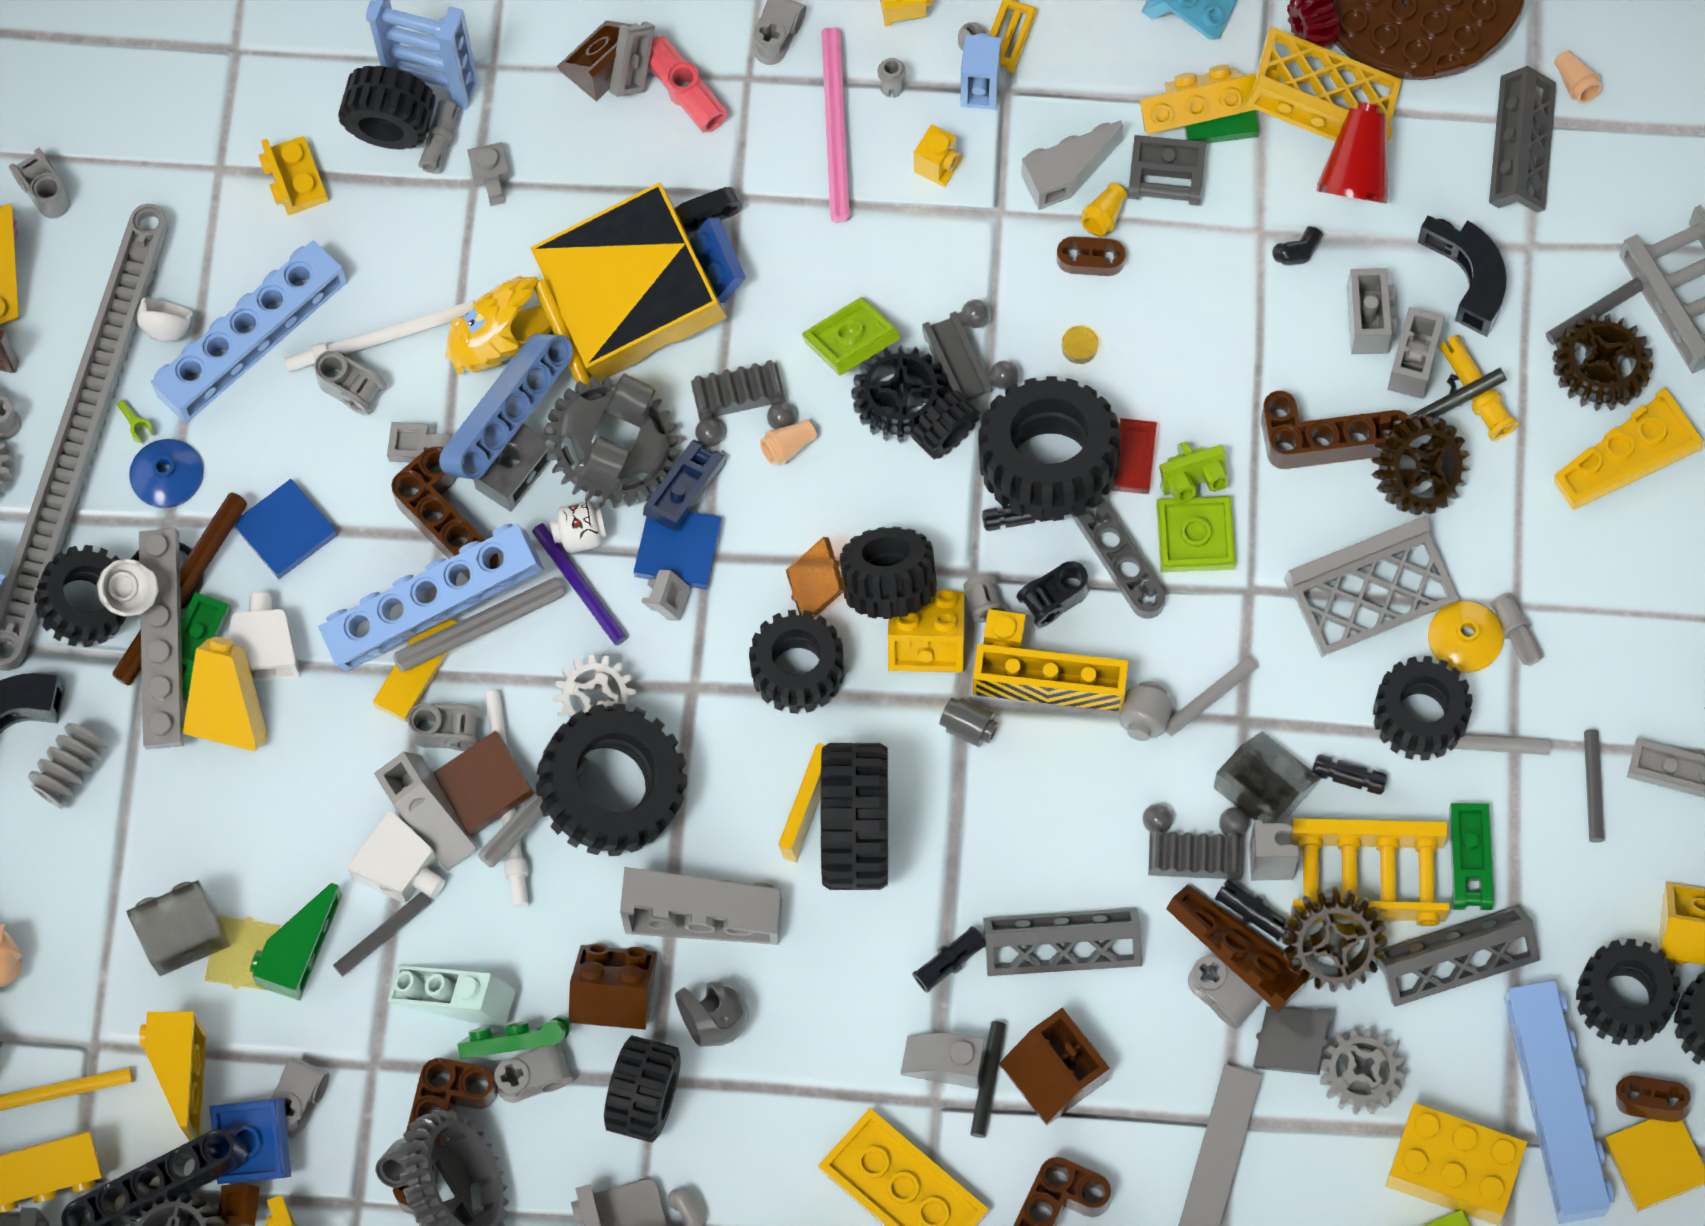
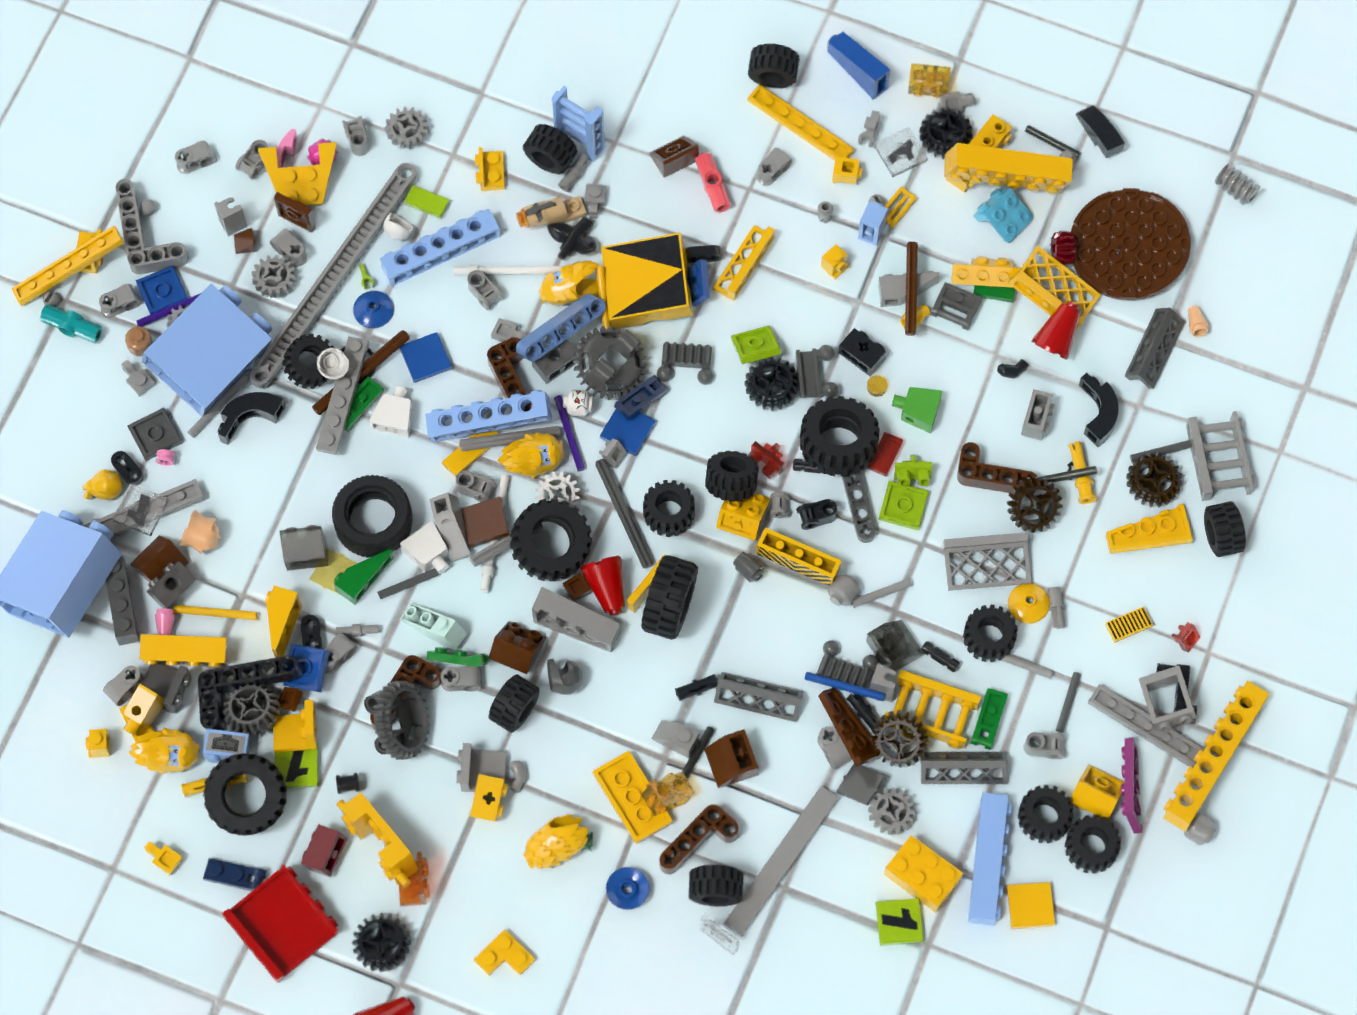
camera: 15 degrees right, 0 degrees up
(65, 763) = (273, 445): light grey piece -> none
(123, 144) = (408, 130): none -> light grey gear
(200, 261) = (426, 201): none -> lime tile
(224, 697) = (365, 436): yellow slope -> none
(248, 1072) = (316, 634): none -> black beam
(268, 784) = (371, 488): none -> black tyre
(319, 1043) = (357, 630): none -> light grey bar
(423, 215) = (551, 212): none -> tan plate
(475, 247) = (573, 238): none -> black plant
(529, 641) = (533, 455): none -> yellow head
(629, 62) = (686, 160): light grey tile -> none
(682, 848) = (576, 587): none -> reddish brown plate
(721, 694) = (624, 513): none -> dark grey axle
(733, 825) = (607, 583): none -> red cone
(785, 442) = (701, 391): light nougat cone -> none
(799, 176) = (748, 265): none -> yellow fence
(815, 578) = (693, 467): clear orange piece -> none
(835, 125) = (787, 227): bright pink axle -> none
(938, 519) = (770, 456): none -> clear red hips
(945, 424) = (789, 407): black tyre -> none
(965, 1162) = (667, 793): none -> clear yellow brick
(1004, 629) = (783, 524): yellow brick -> none
(1018, 295) = (872, 353): none -> black brick
(1084, 162) = (911, 288): none -> reddish brown axle
(1090, 256) = (899, 340): reddish brown beam -> none
(1165, 359) = (919, 407): none -> bright green torso
(1207, 877) = (845, 686): none -> blue bar
(1415, 352) = (1054, 444): light grey brick -> none
(1590, 873) = (1046, 745): none -> light grey piece
(1647, 621) = (1128, 624): none -> yellow tile
(1653, 1098) = (1039, 873): reddish brown beam -> none

